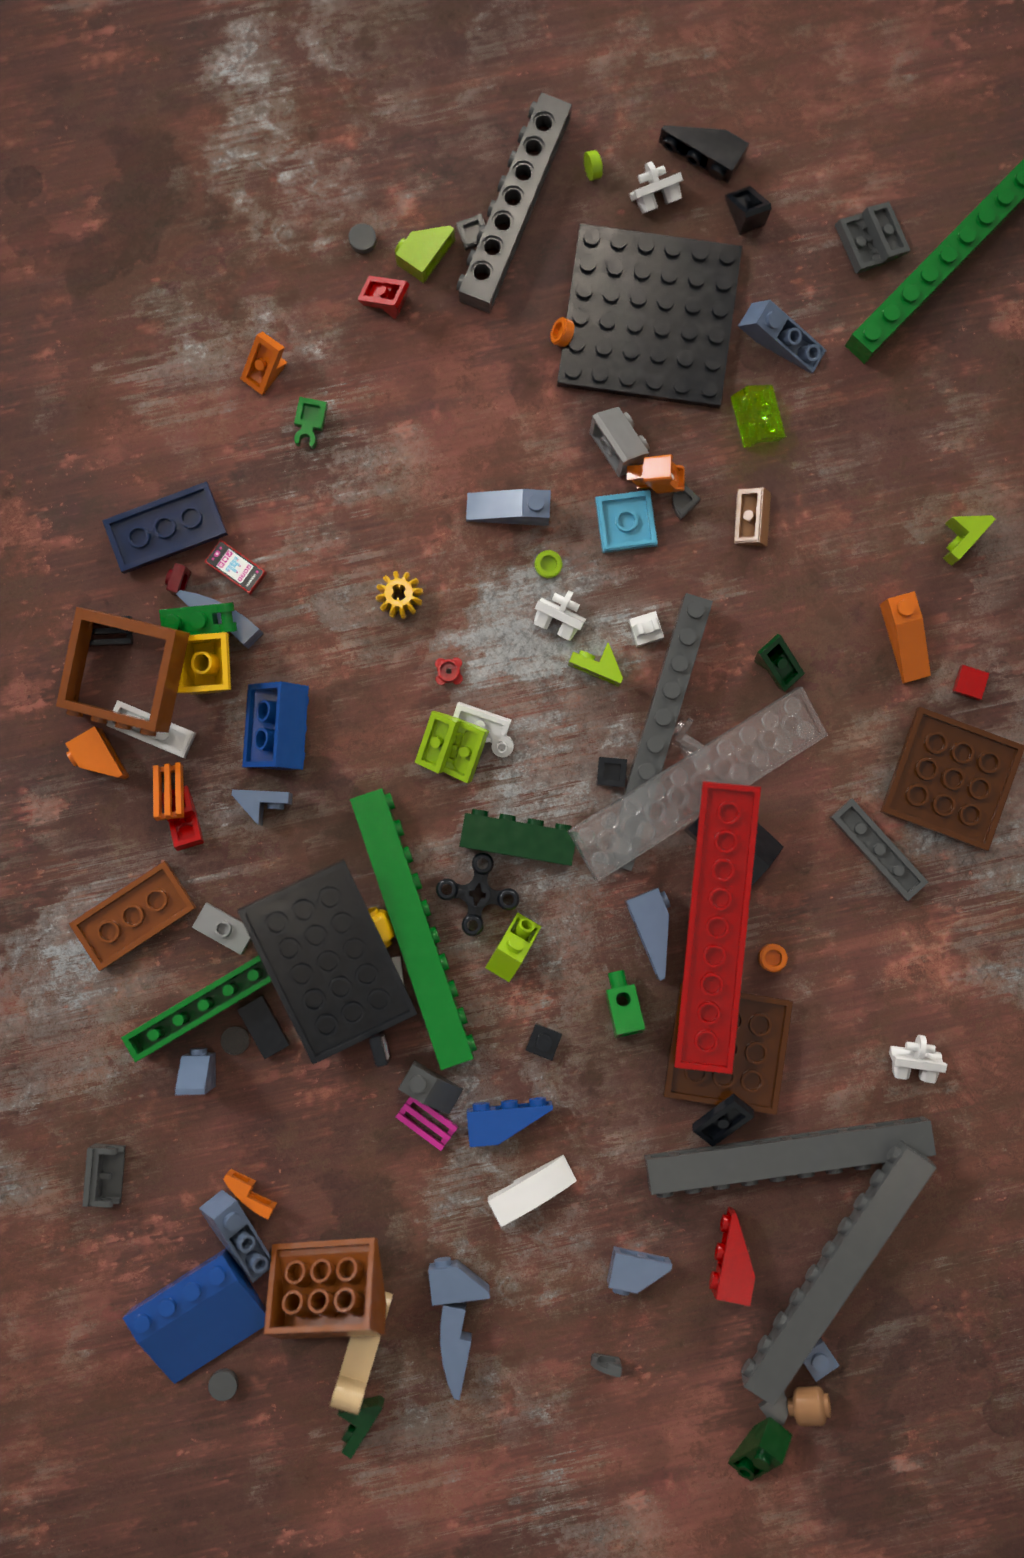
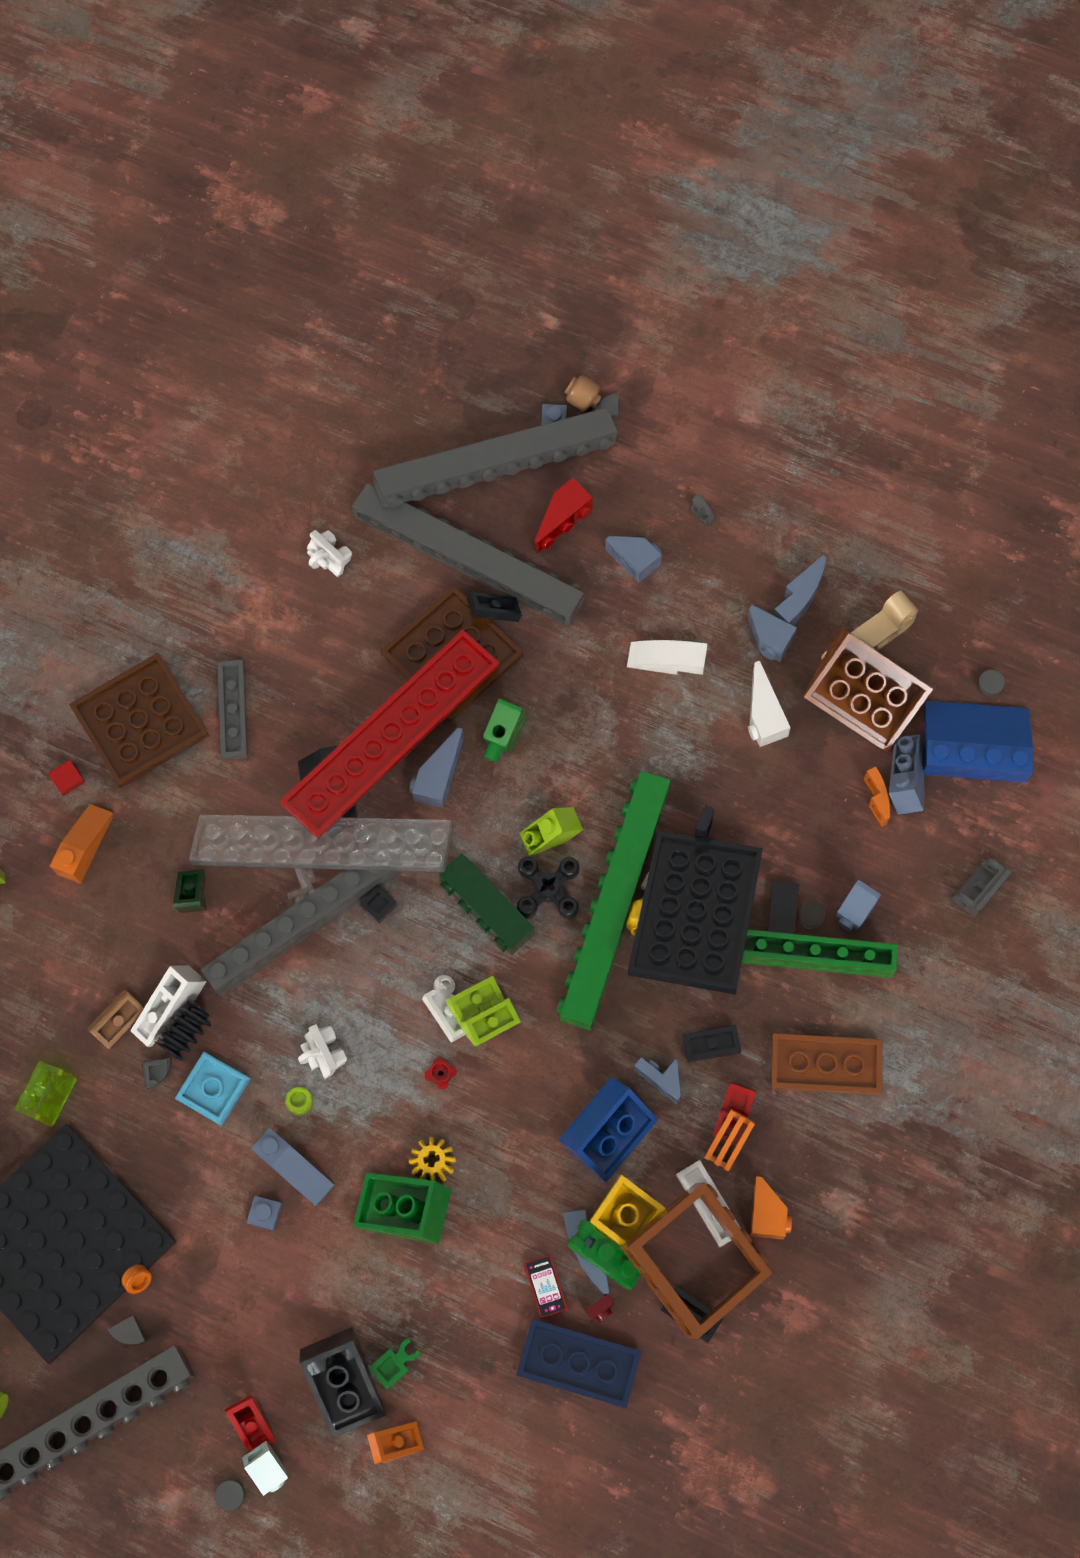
camera: 135 degrees left, 15 degrees down
(222, 928) = (761, 1004): light grey plate -> none
(241, 862) = (711, 1043): none -> black plate
(341, 377) = (341, 1382): none -> black slope
(348, 272) = (265, 1468): none -> light aqua brick
(360, 1423) = (910, 586): dark green slope -> none
(394, 540) = (402, 1207): none -> green slope
(404, 1200) = (766, 715): none -> white slope
(419, 1130) = (703, 737): dark pink tile -> none
(424, 250) = (191, 1439): lime slope -> none
(430, 1088) = (689, 778): dark grey slope -> none
(469, 229) = (137, 1431): dark grey tile -> none
(495, 1124) = (655, 716): blue slope -> none
(504, 457) = (264, 1213): none -> sand blue plate
(537, 292) = (128, 1332): none -> dark grey tile
(543, 1041) = (581, 751): black plate -> none
(605, 670) = (320, 985): lime slope -> none
(618, 440) = (166, 1152): light grey slope -> none
(646, 629) = (265, 993): white tile -> none
(658, 474) = (159, 1099): orange piece -> none
(684, 544) = (184, 1030): none -> black piece
(719, 559) = (171, 995): none -> white slope
(761, 1449) = (637, 389): dark green slope -> none
(772, 957) = (370, 692): orange tile -> none

